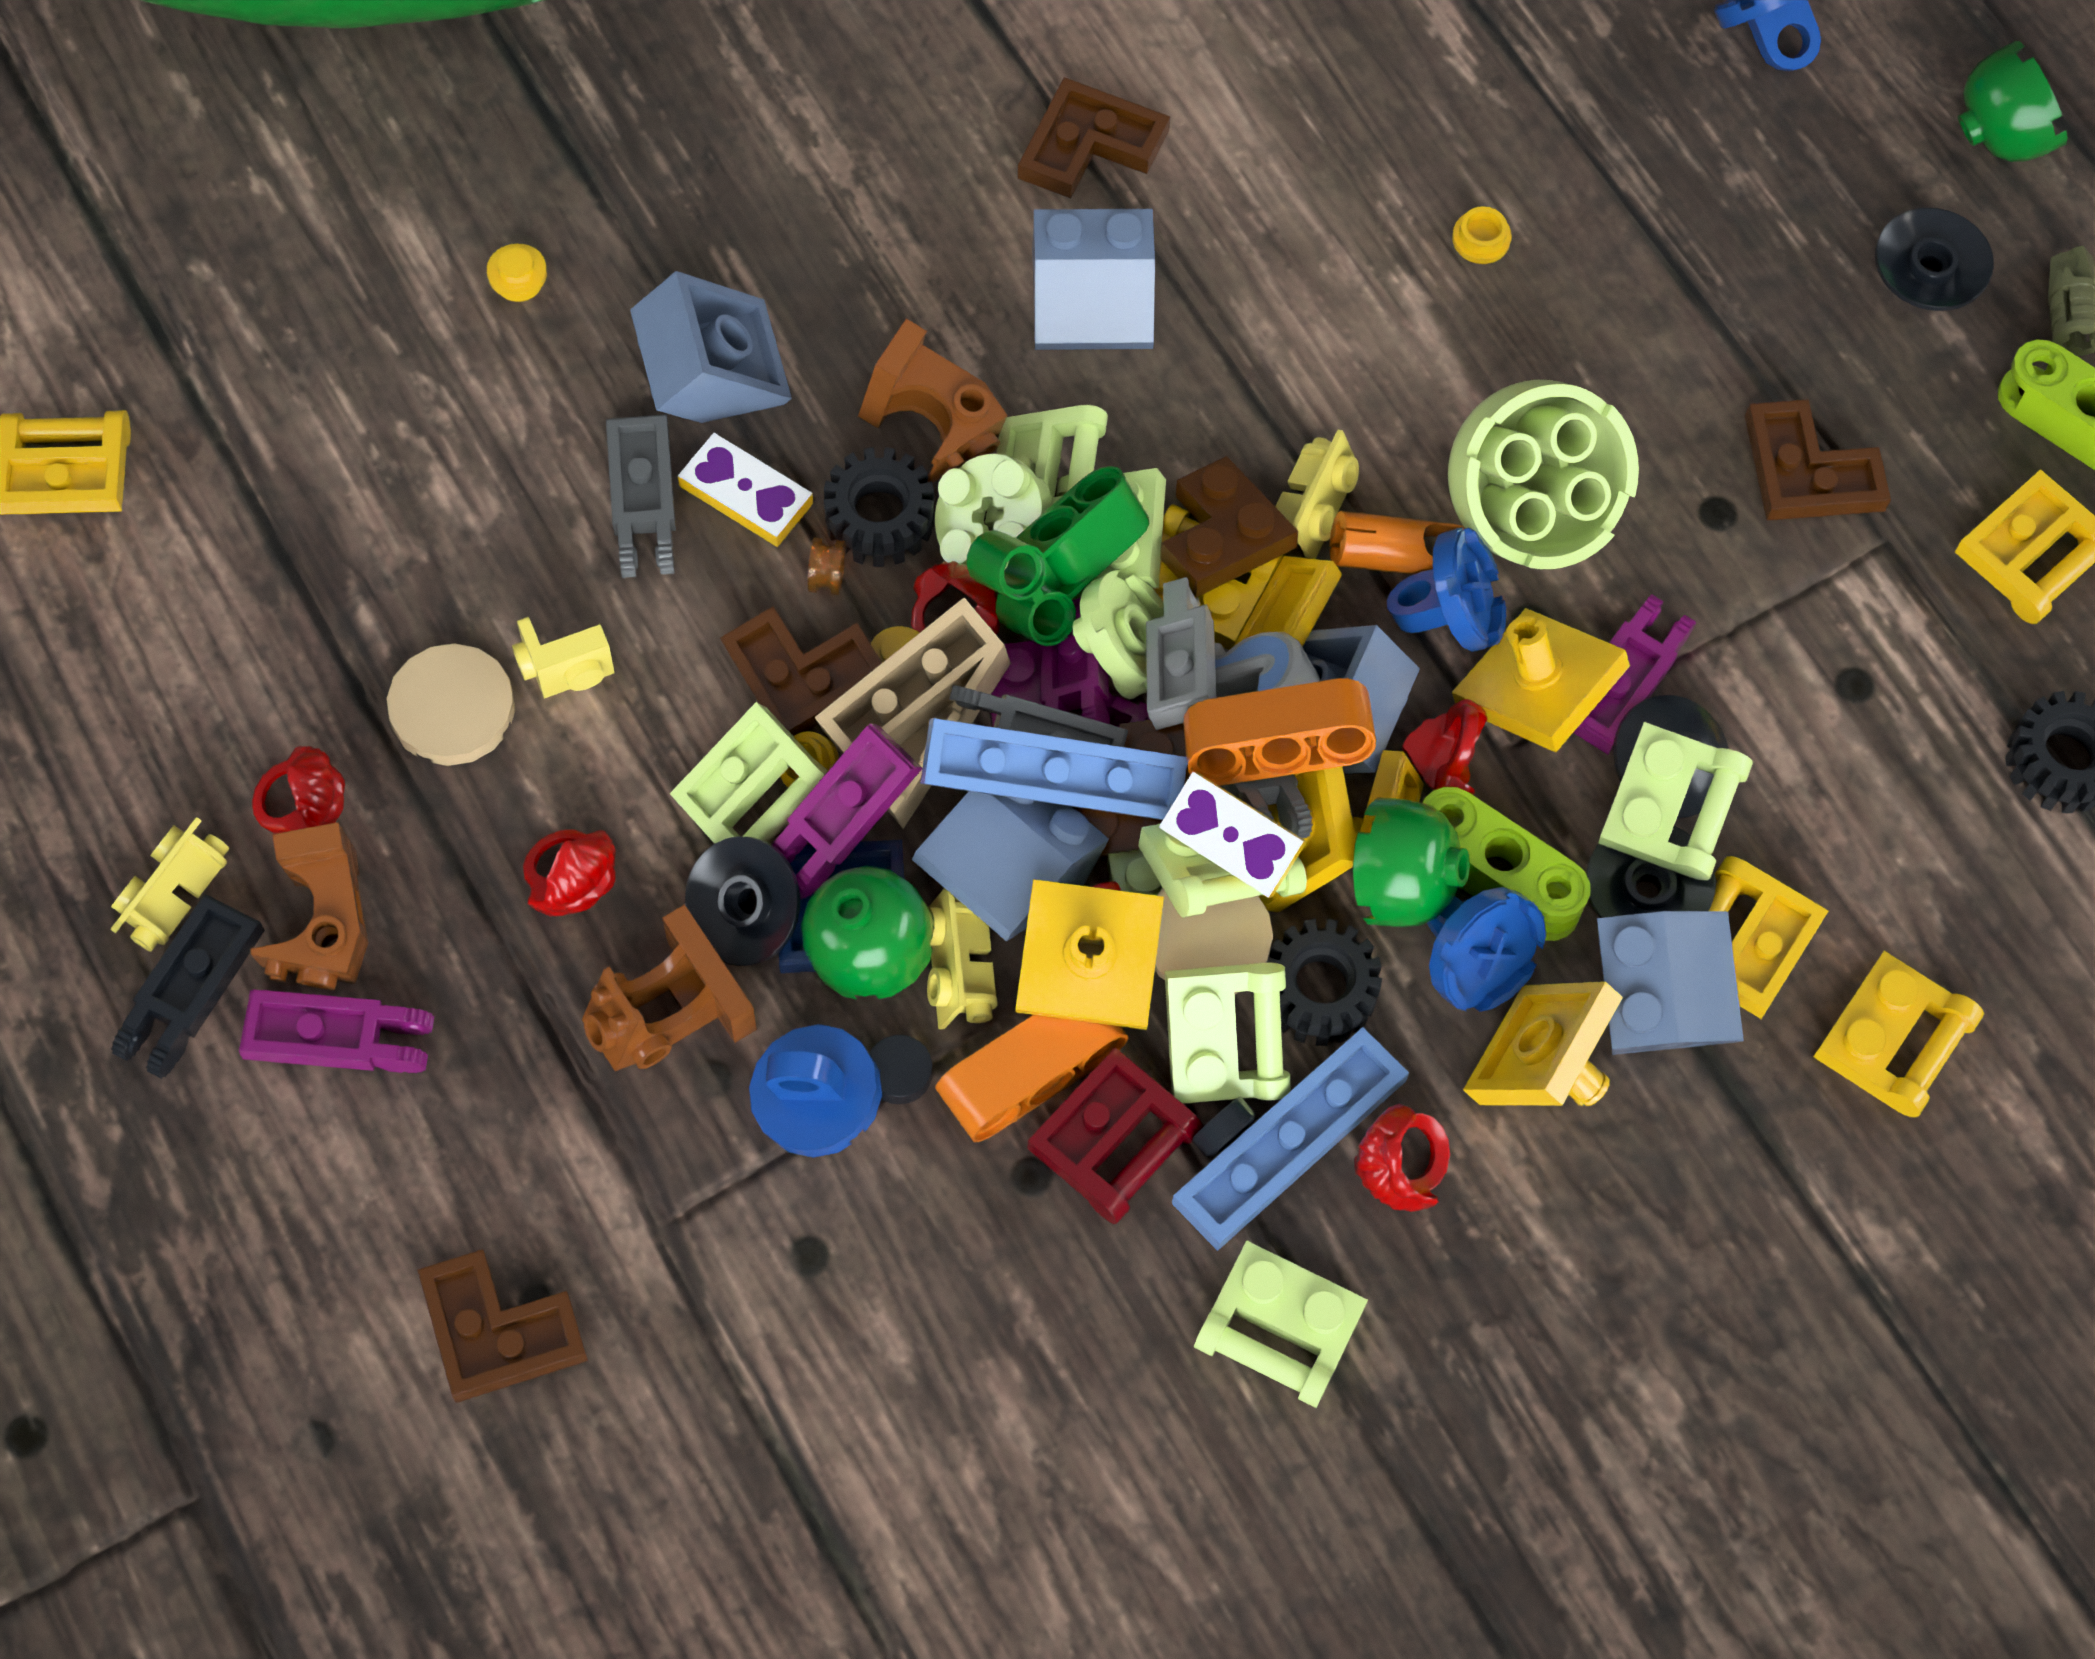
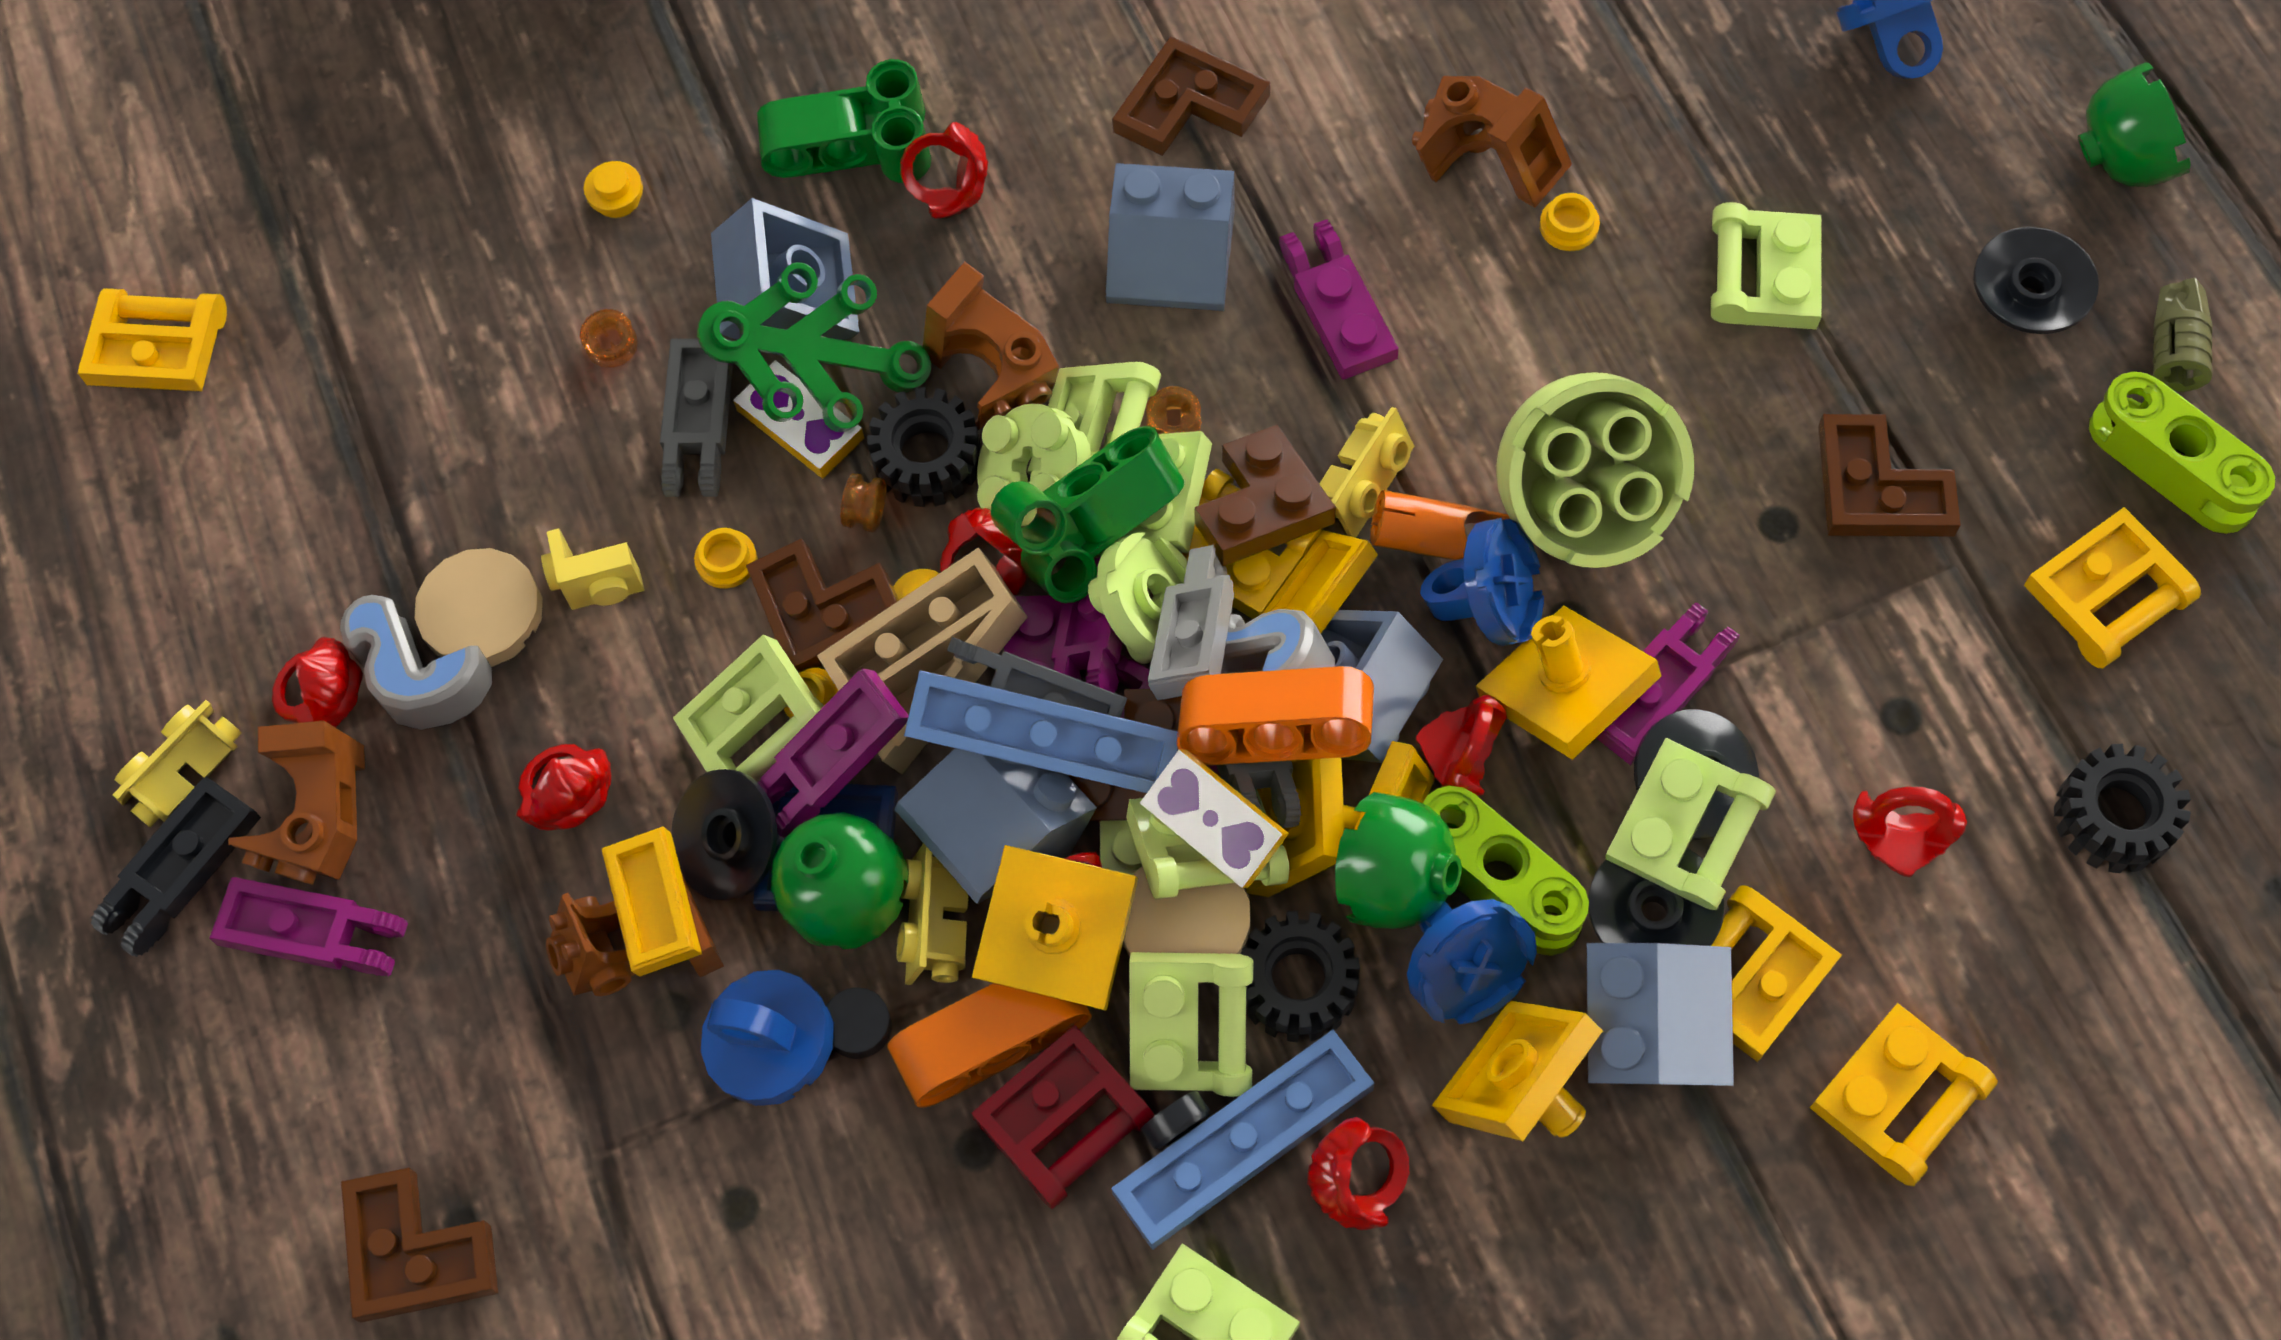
camera: 15 degrees right, 0 degrees up
(389, 789) = (395, 673): none -> light grey animal
(526, 409) = (600, 323): none -> clear orange bush
(687, 969) = (651, 901): none -> yellow tile
(694, 633) = (723, 558): none -> yellow plate
(751, 417) = (805, 347): none -> green plant
(752, 193) = (847, 127): none -> green piece
(881, 230) = (970, 171): none -> red piece
(1122, 439) = (1174, 398): none -> clear orange bush
(1266, 332) = (1339, 304): none -> magenta hinge
(1421, 144) = (1511, 124): none -> dark orange tile
(1695, 266) = (1785, 273): none -> yellowish green plate
(1878, 799) = (1908, 840): none -> red piece

